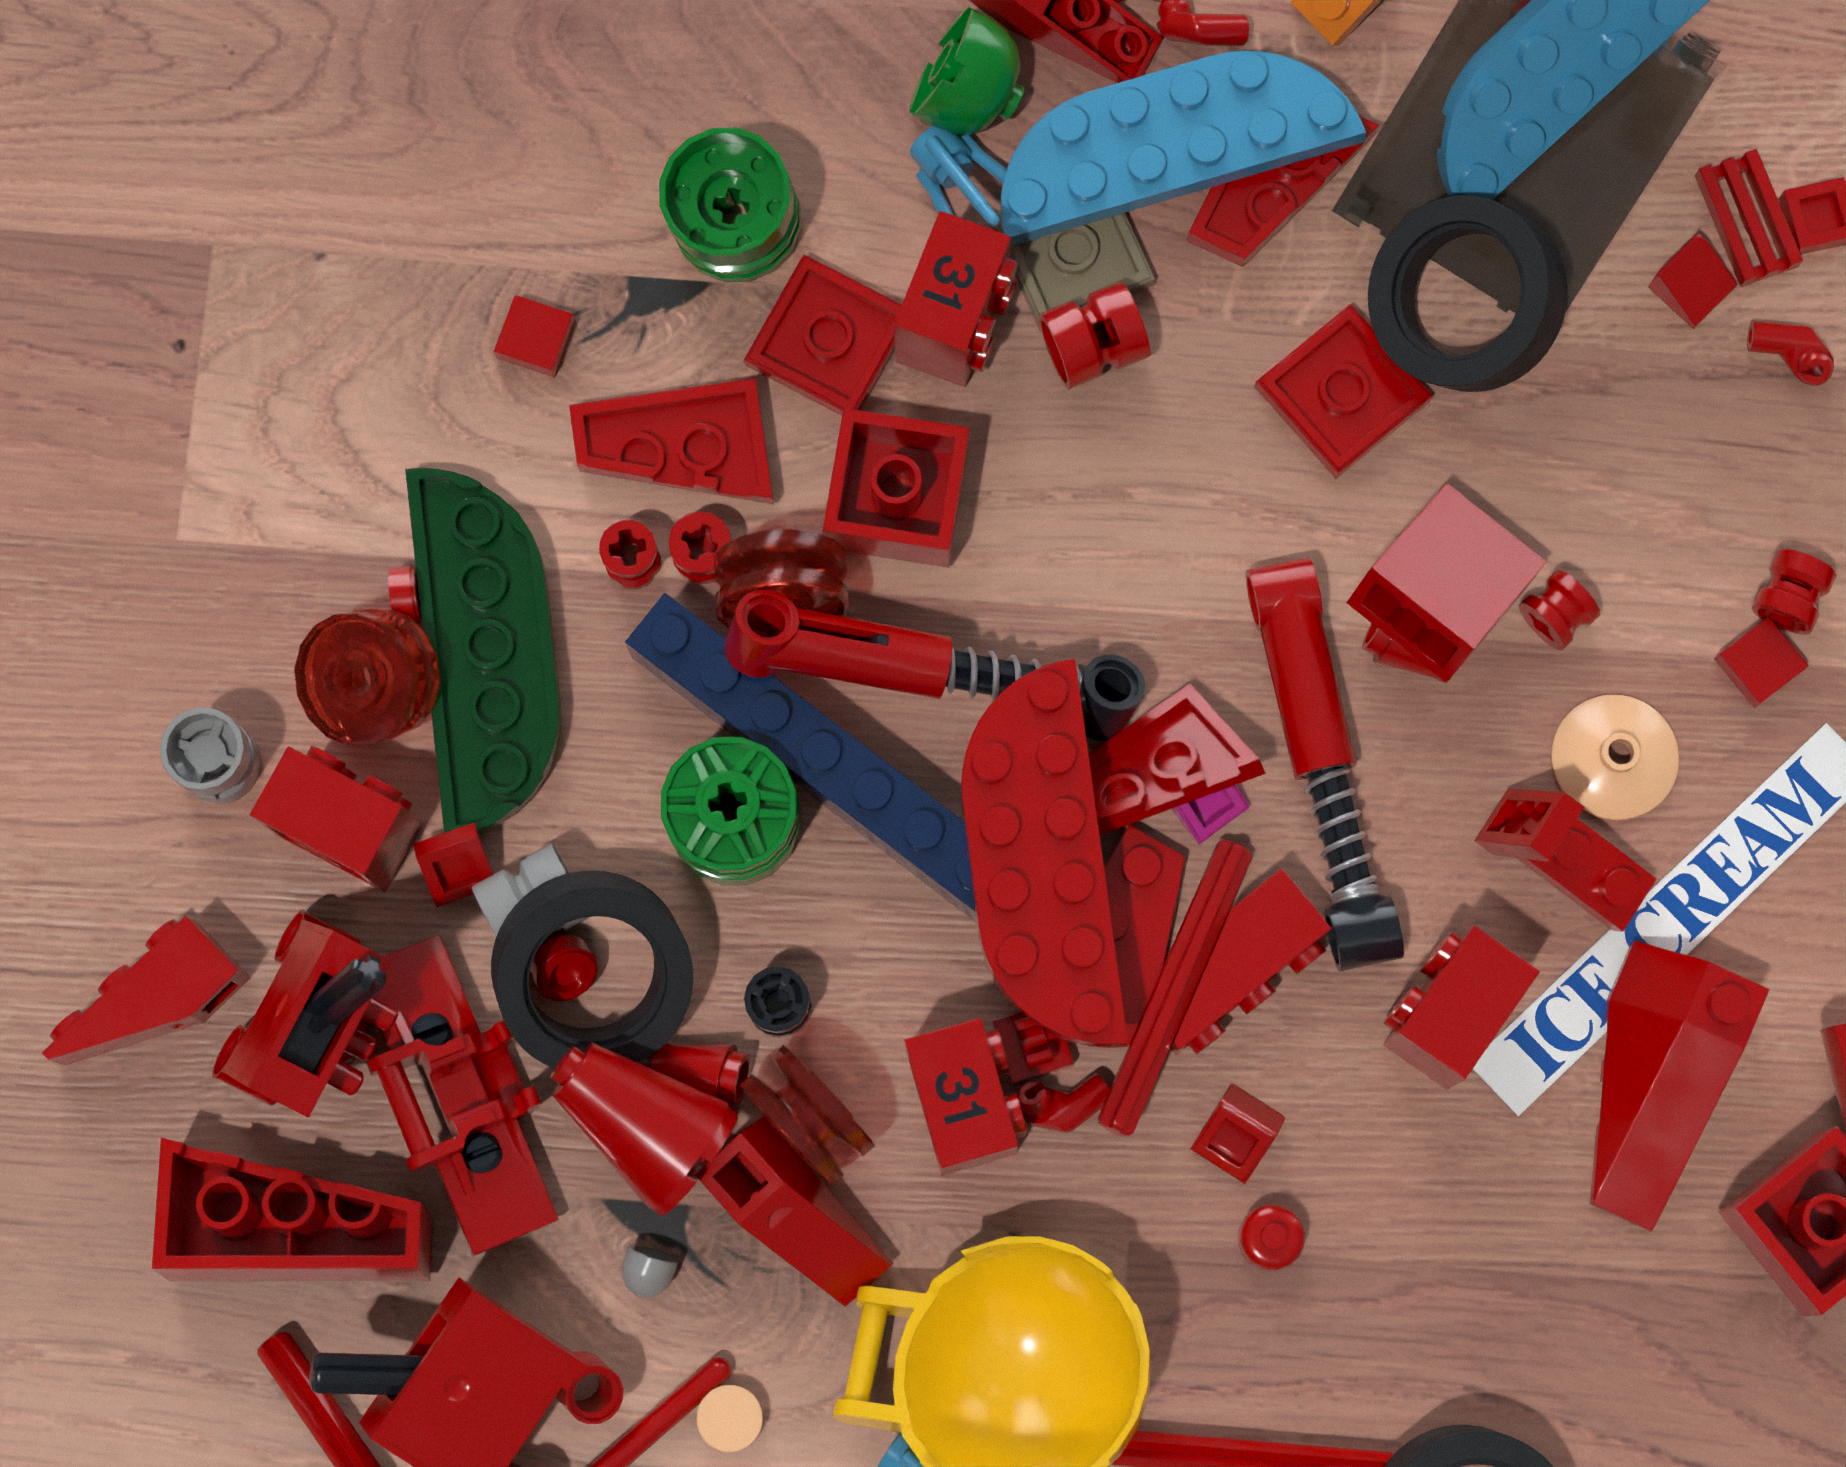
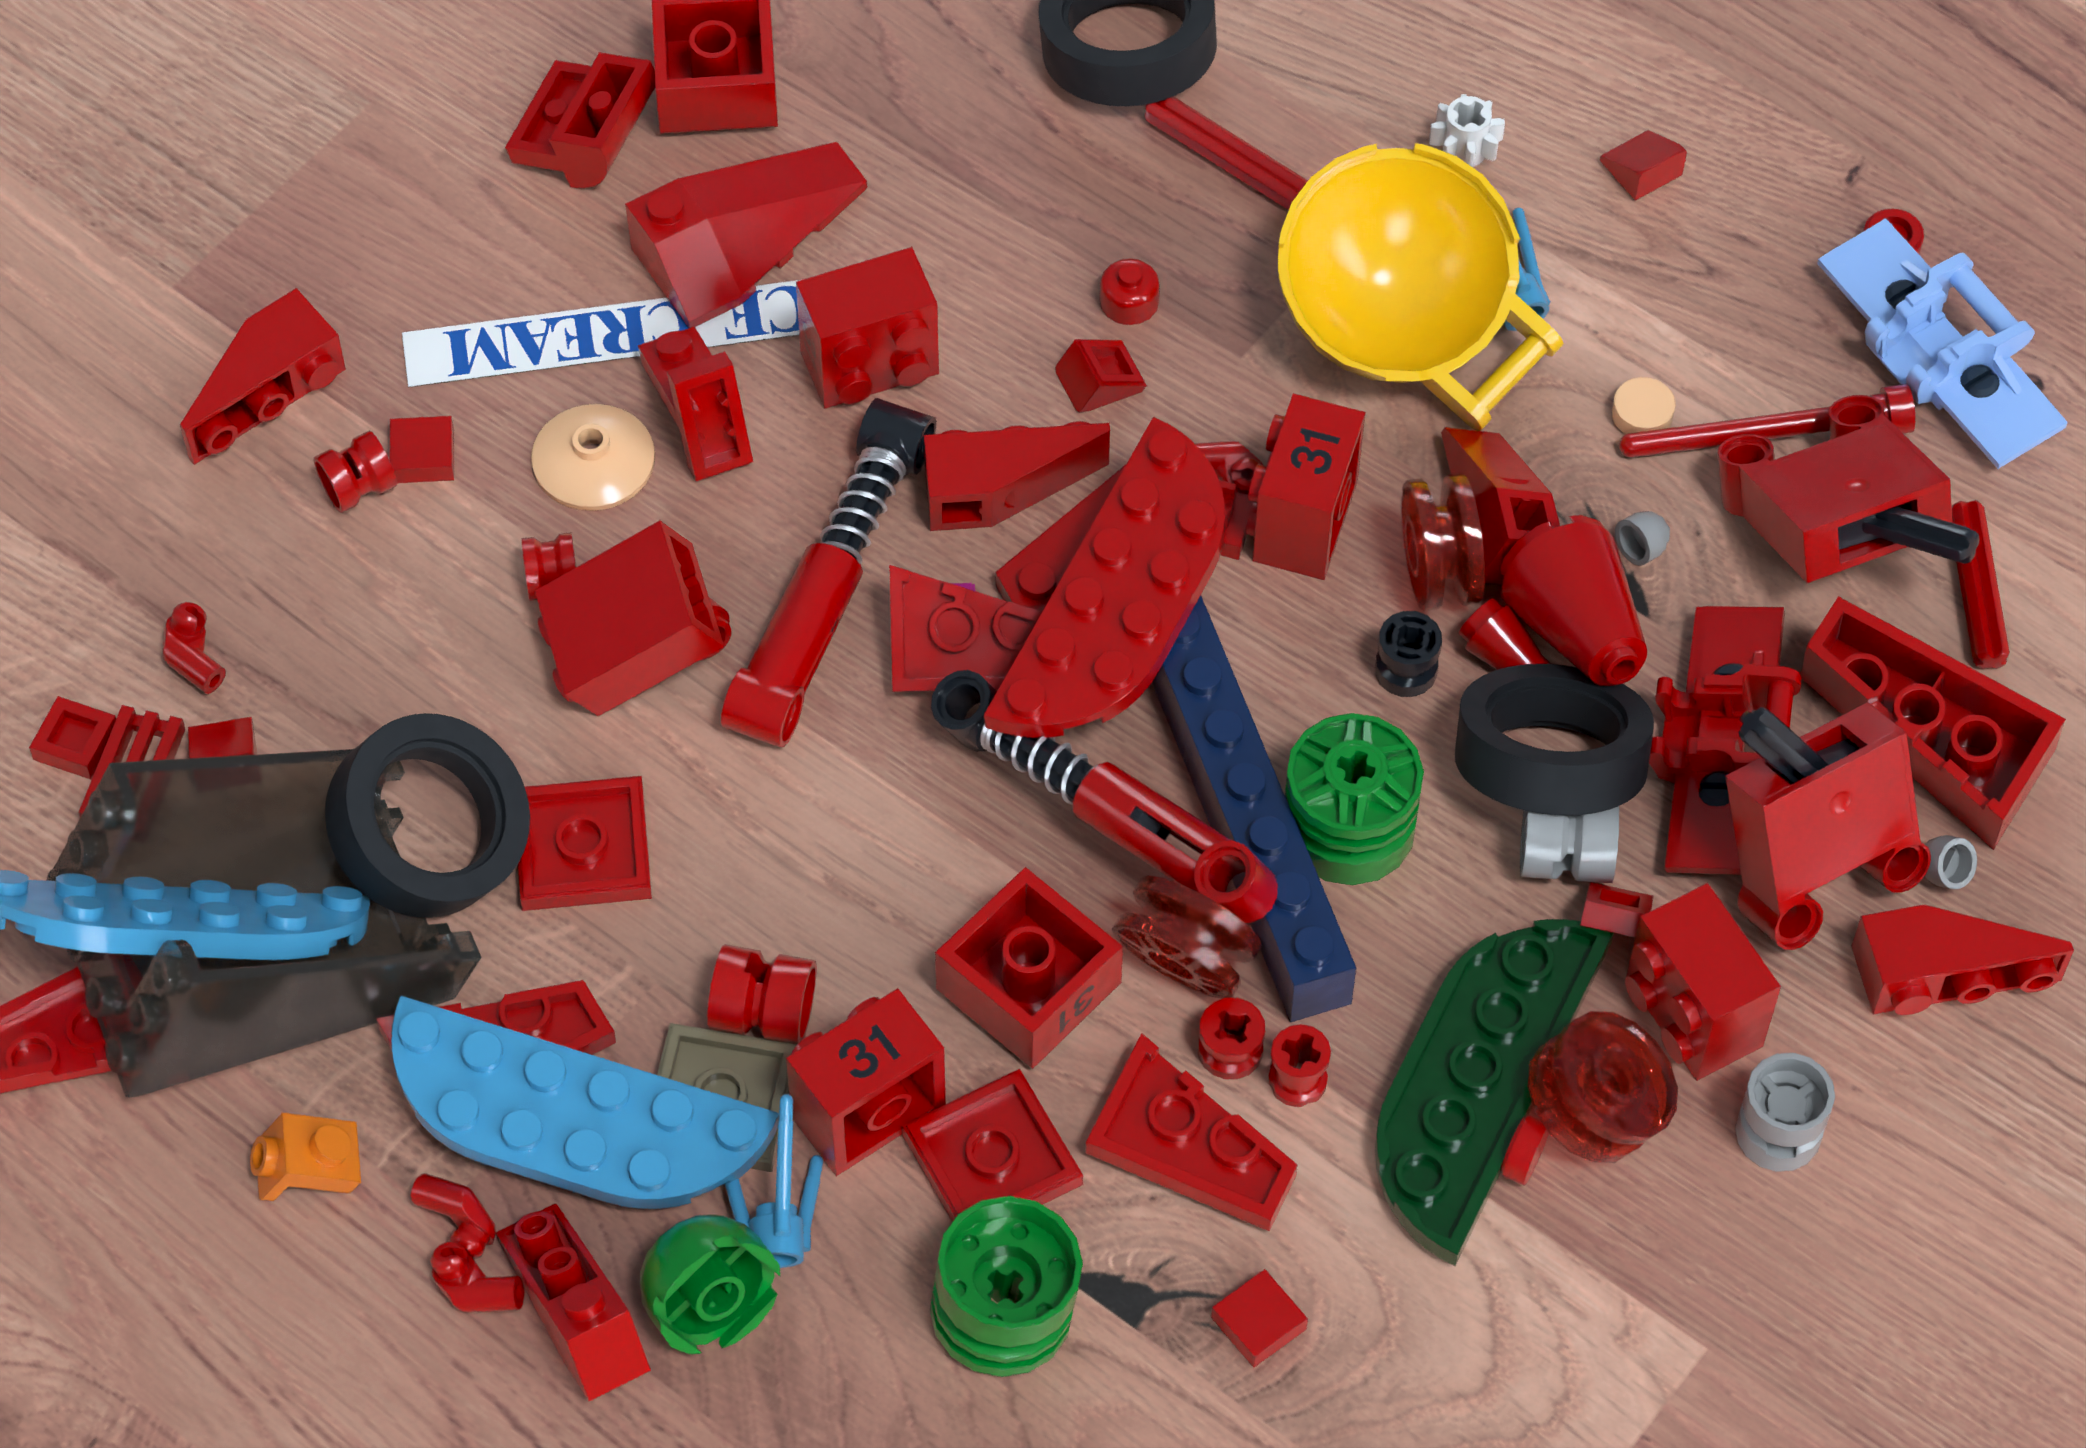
camera: 150 degrees left, 20 degrees down
(203, 1097) = (1951, 862): none -> light grey hinge
(1174, 988) = (1064, 486): red axle -> none

